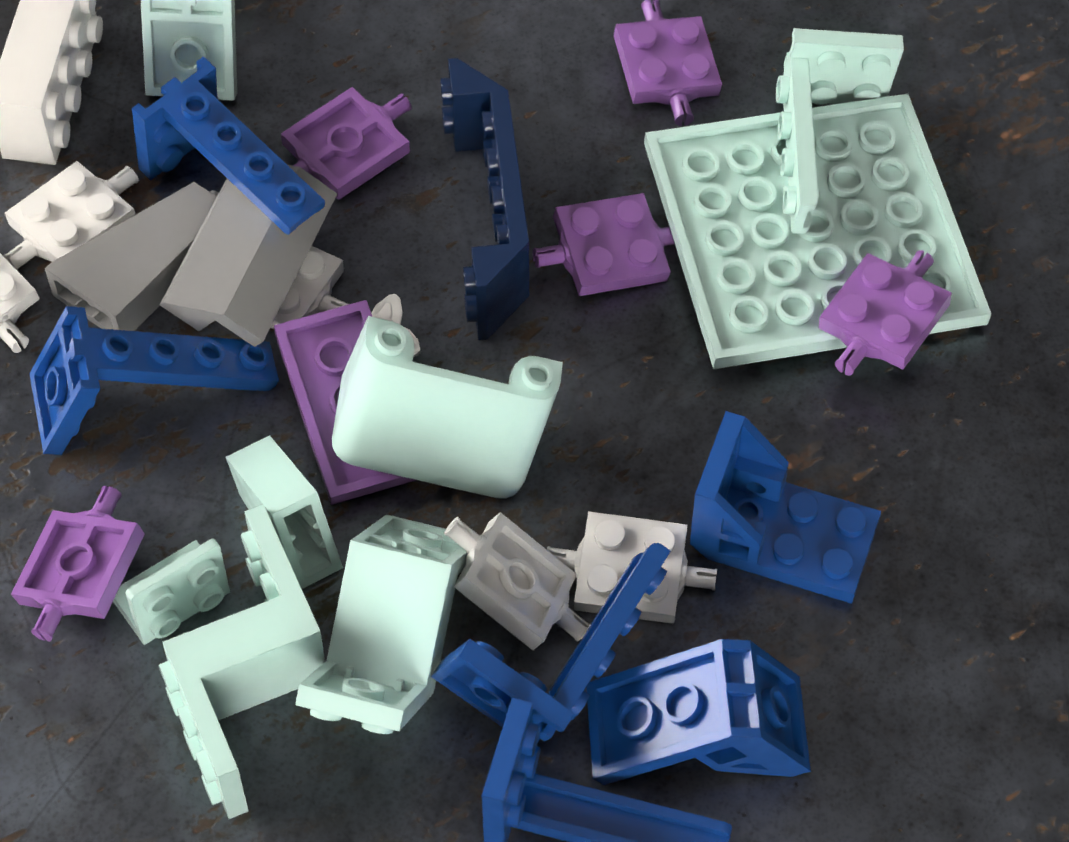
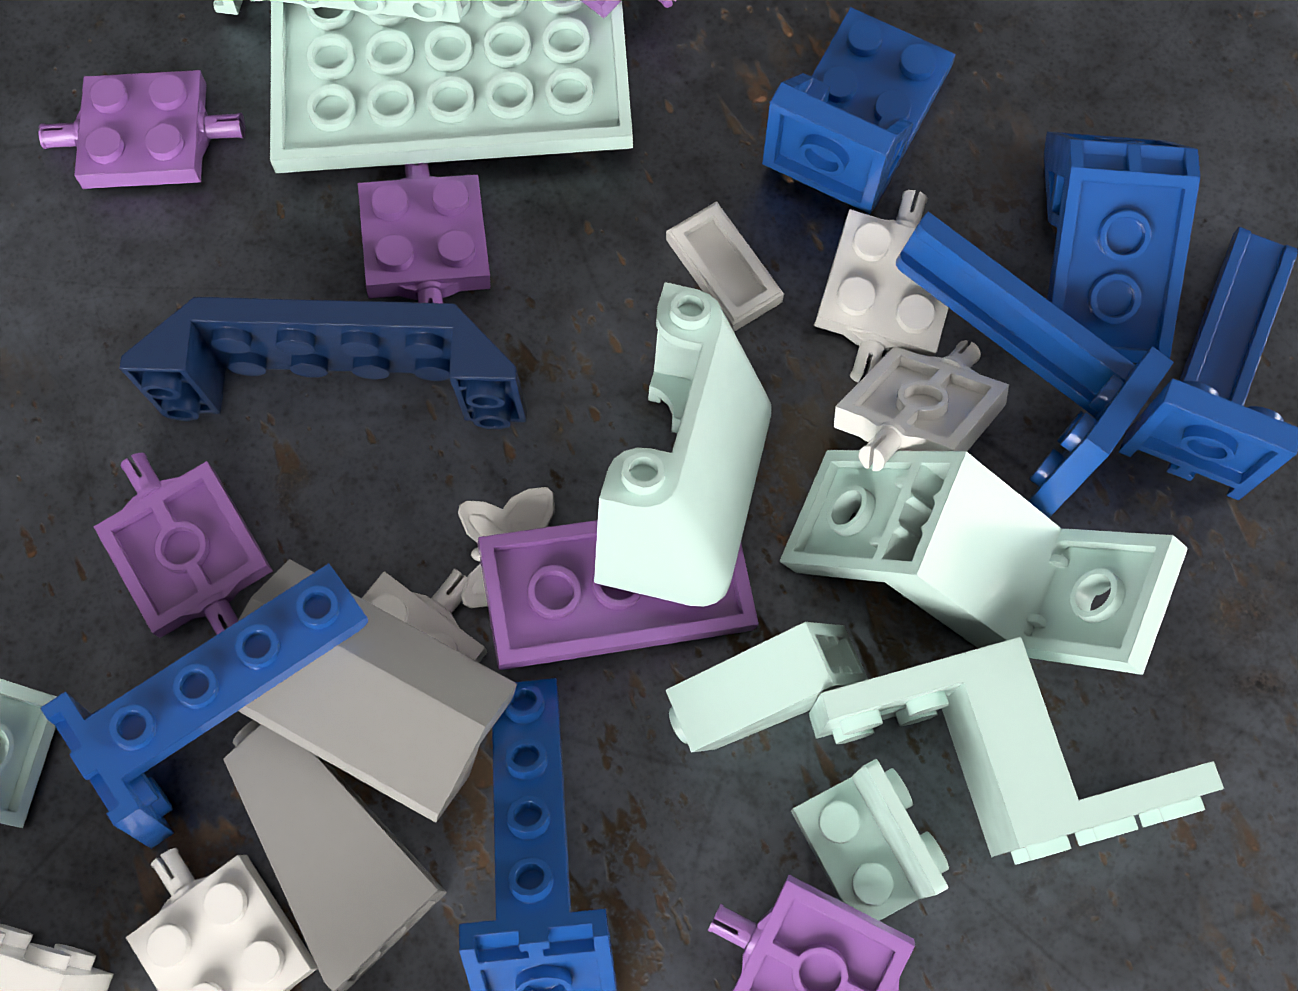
camera: 80 degrees left, 15 degrees up
(627, 451) = (724, 265): none -> white tile

